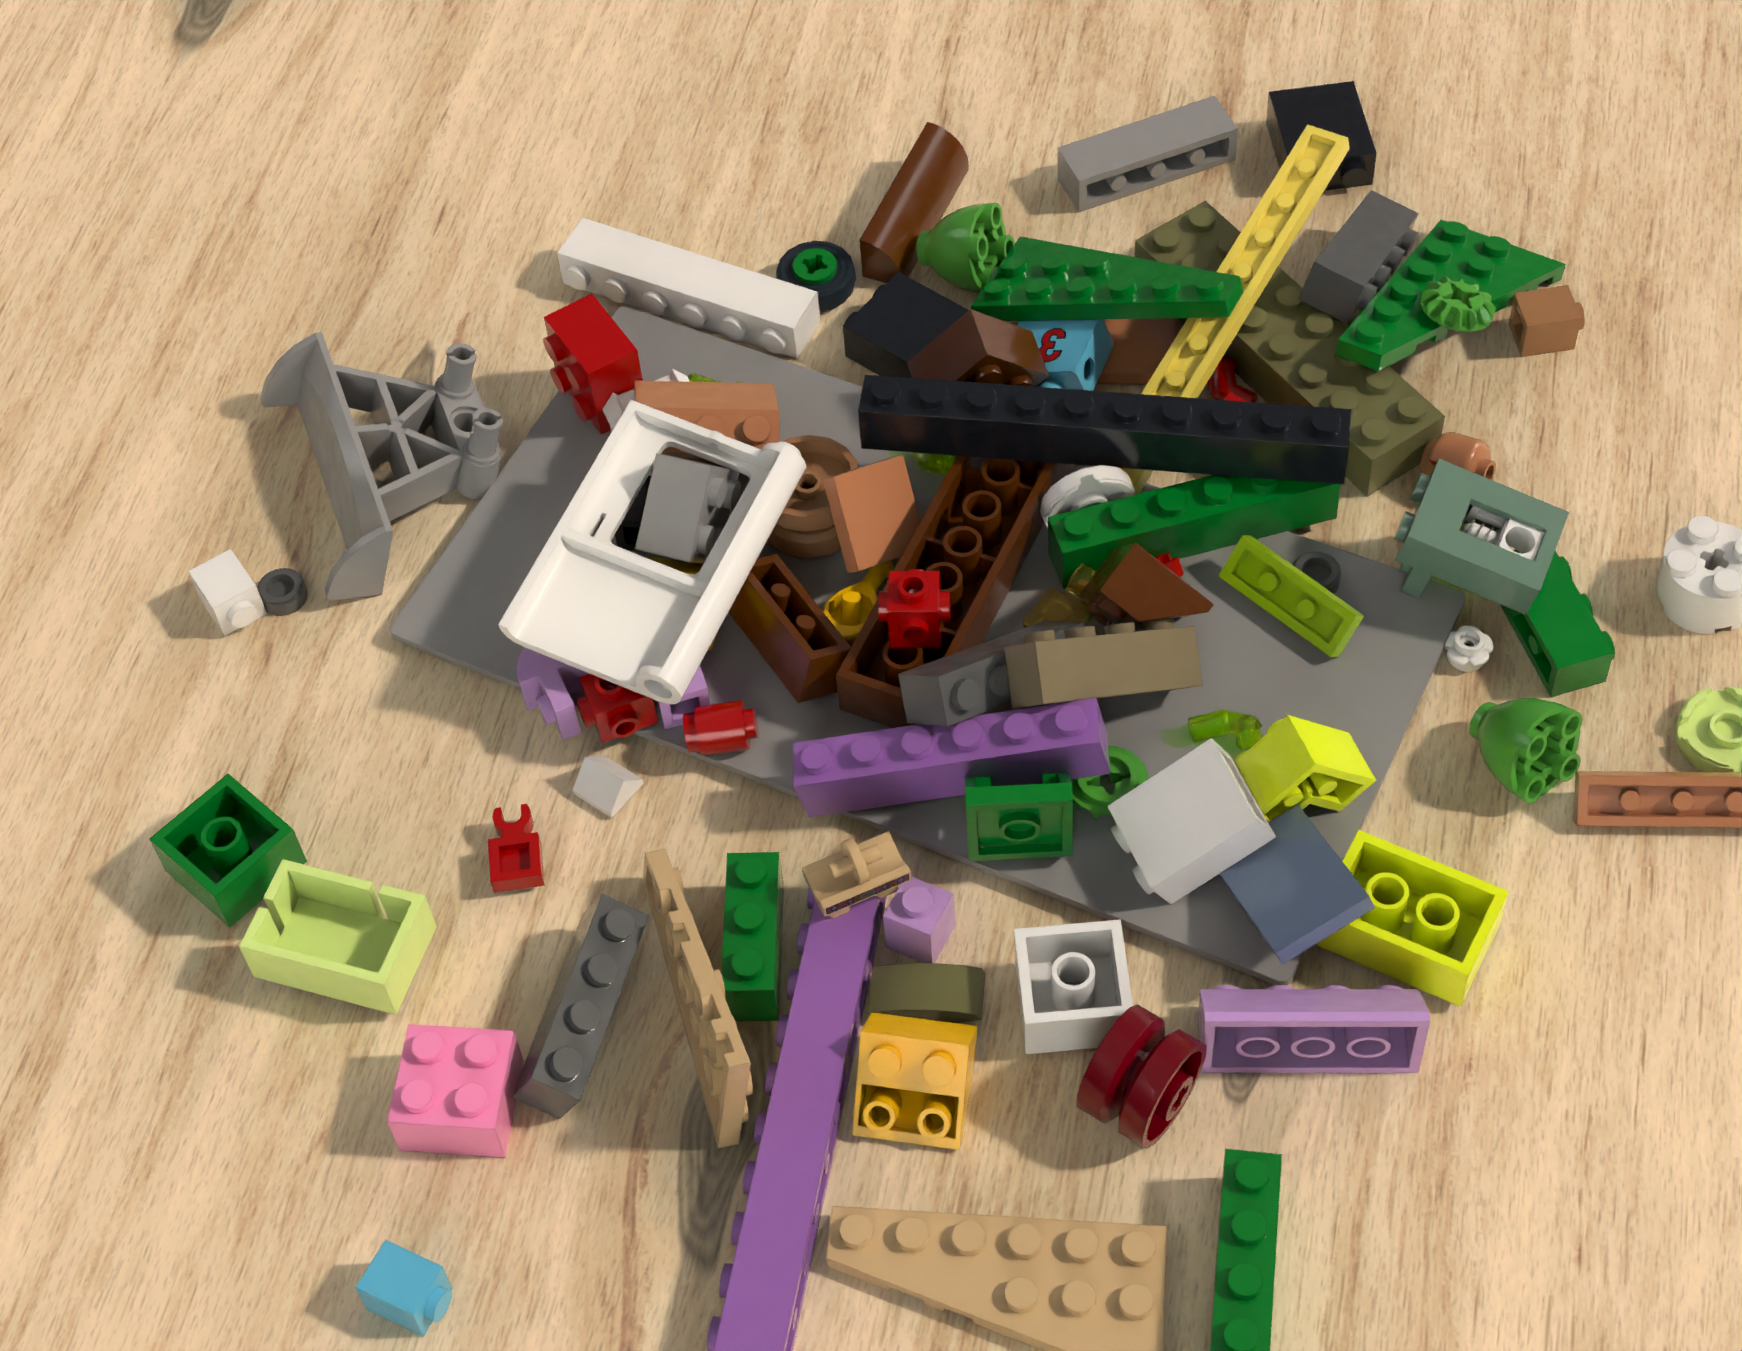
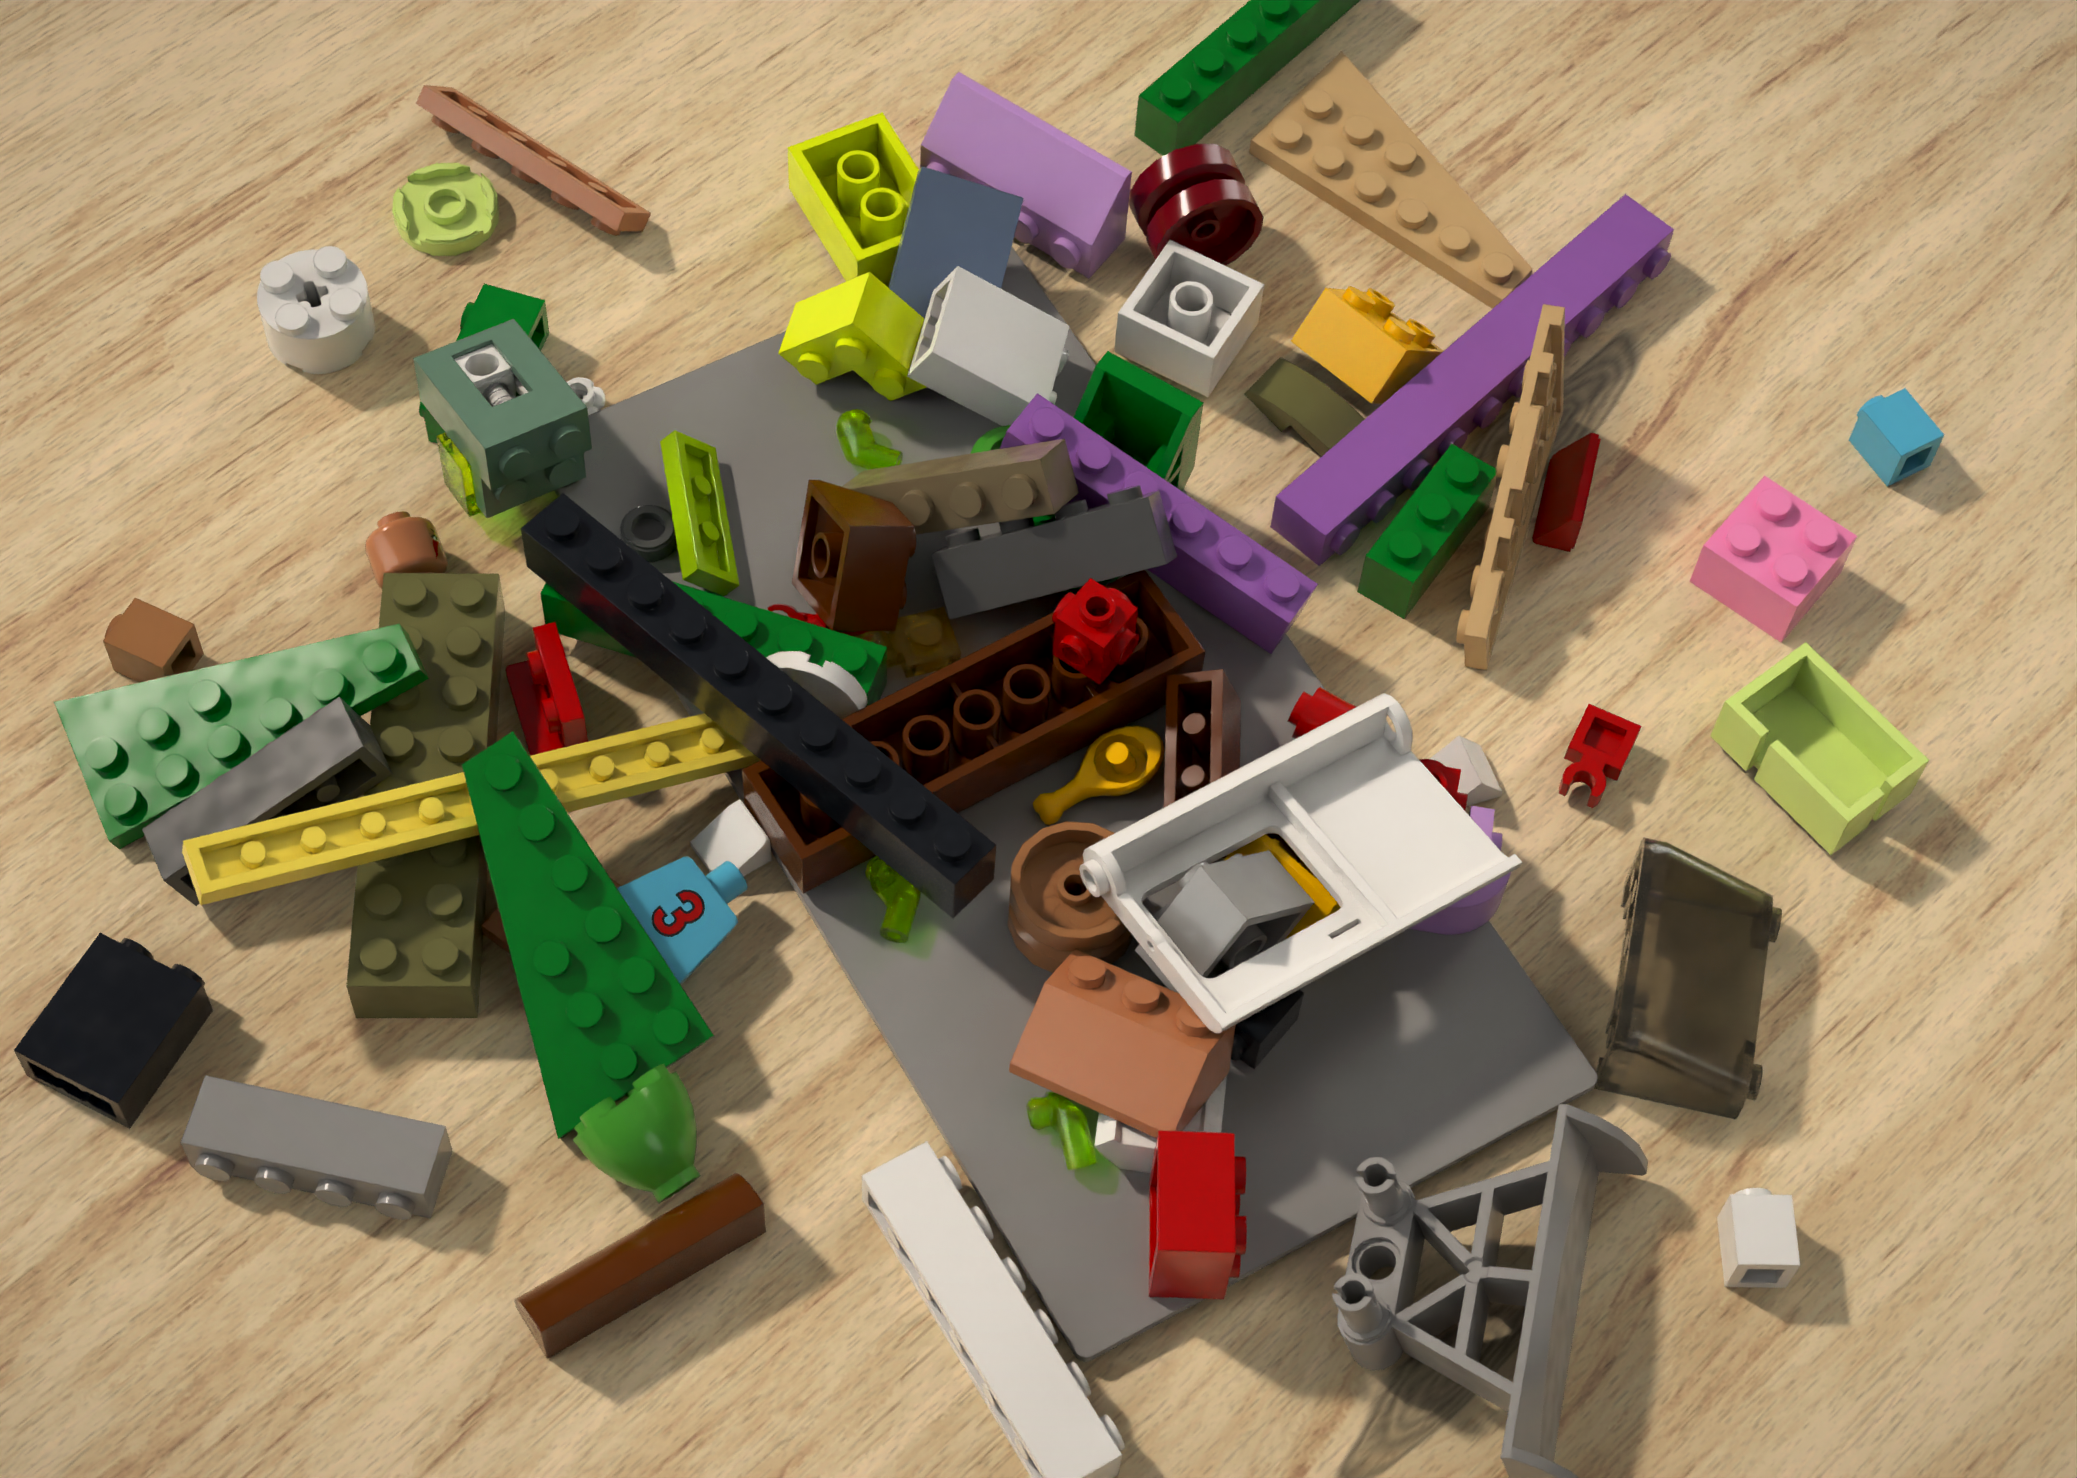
camera: 155 degrees left, 5 degrees up
(226, 849) = (1890, 904): green brick -> none
(282, 591) = (1690, 1223): dark grey tile -> none
(357, 718) = (1688, 984): none -> clear smoke windscreen
(580, 1007) = (1621, 556): dark grey brick -> none
(665, 1055) = (1566, 494): none -> red slope
(819, 268) = (834, 1265): black wheel -> none
(856, 874) = (1319, 467): tan hips -> none
(873, 512) = (1037, 808): nougat tile -> none
(897, 325) = (792, 1072): black brick -> none
(919, 920) = (1270, 454): lavender brick -> none
(981, 352) = (788, 916): reddish brown brick -> none
(1457, 305) = (260, 672): bright green gear -> none
(1528, 744) = (632, 272): bright green piece -> none

